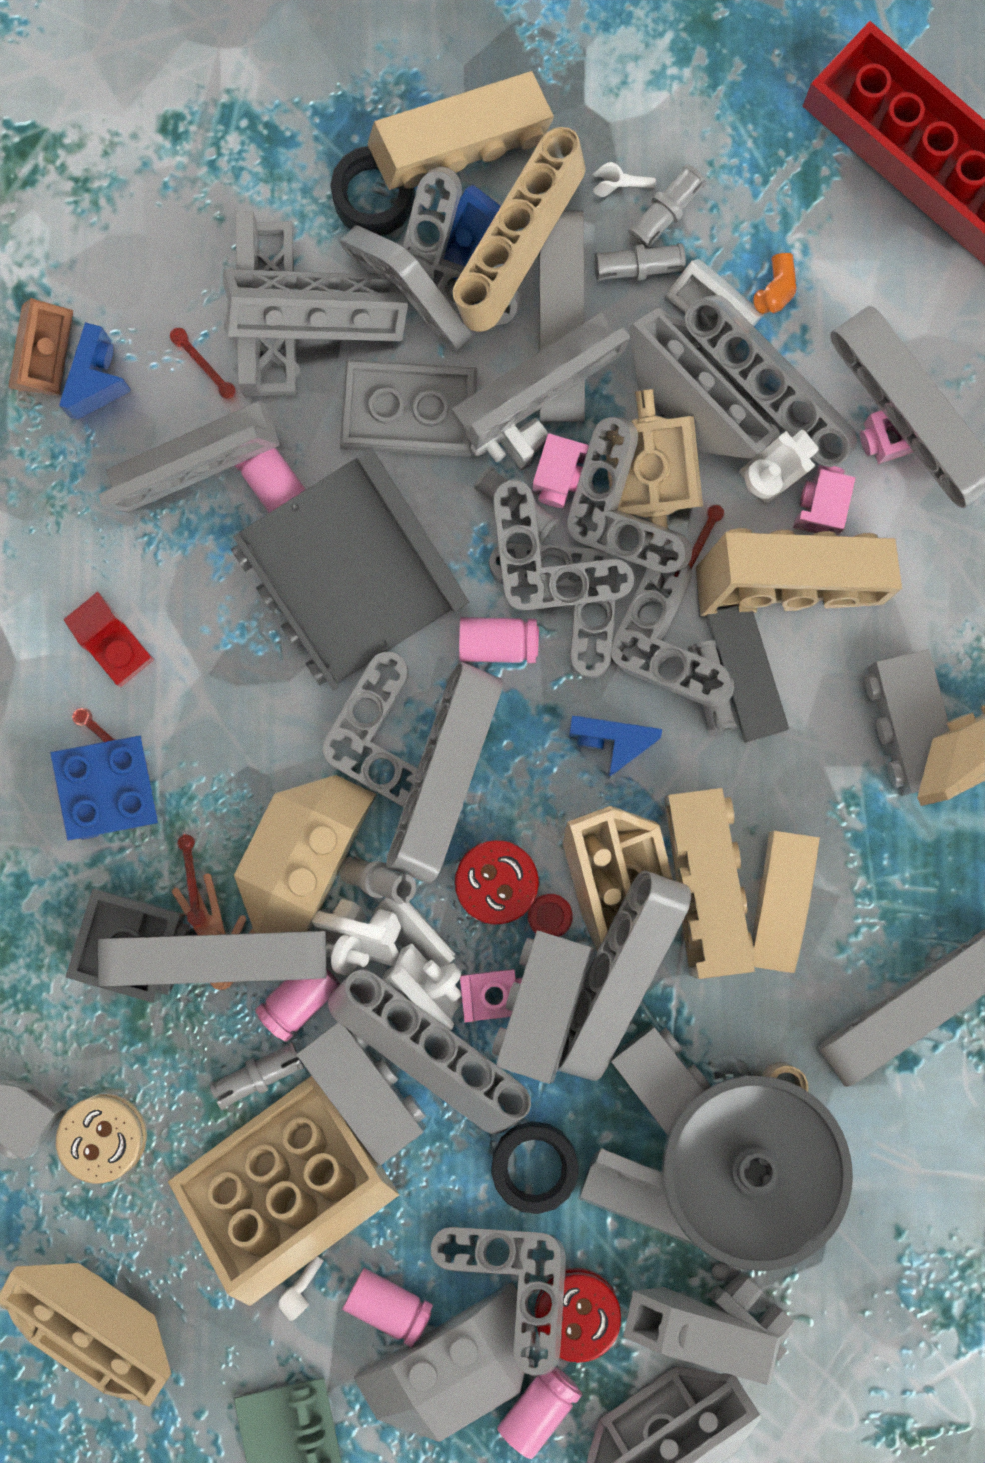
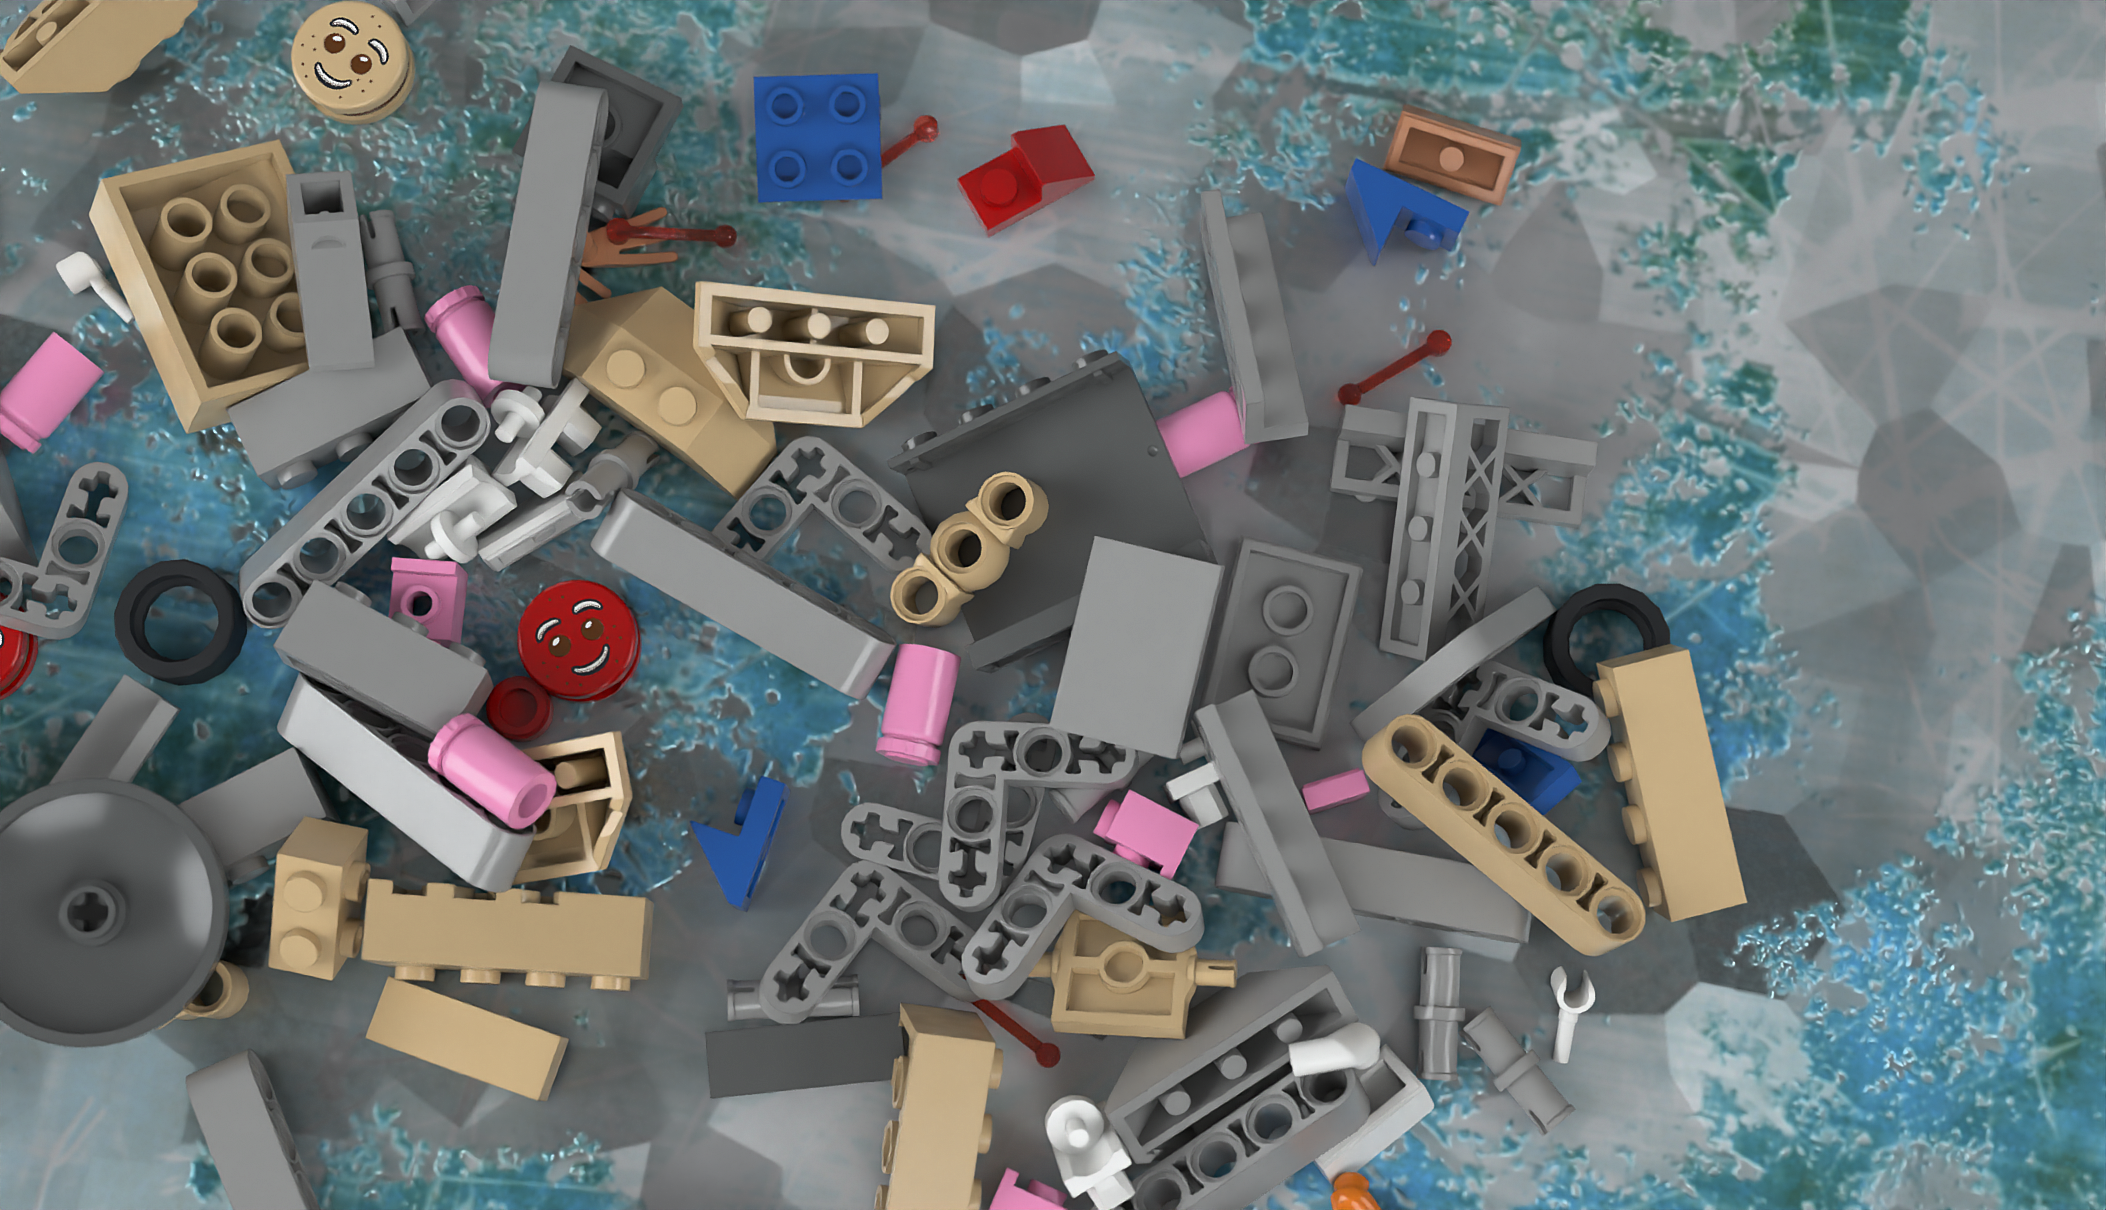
camera: 95 degrees right, 5 degrees down
(265, 1113) = (329, 270): none -> light grey slope
(266, 755) = (809, 352): none -> tan wedge
(398, 641) = (943, 563): none -> tan piece
(438, 487) = (1136, 647): none -> light grey tile
(504, 349) = (1334, 791): none -> bright pink tile
(609, 909) = (492, 771): none -> bright pink piece
(681, 310) = (1348, 1047): none -> white arm
(712, 1019) = (319, 898): none -> tan brick

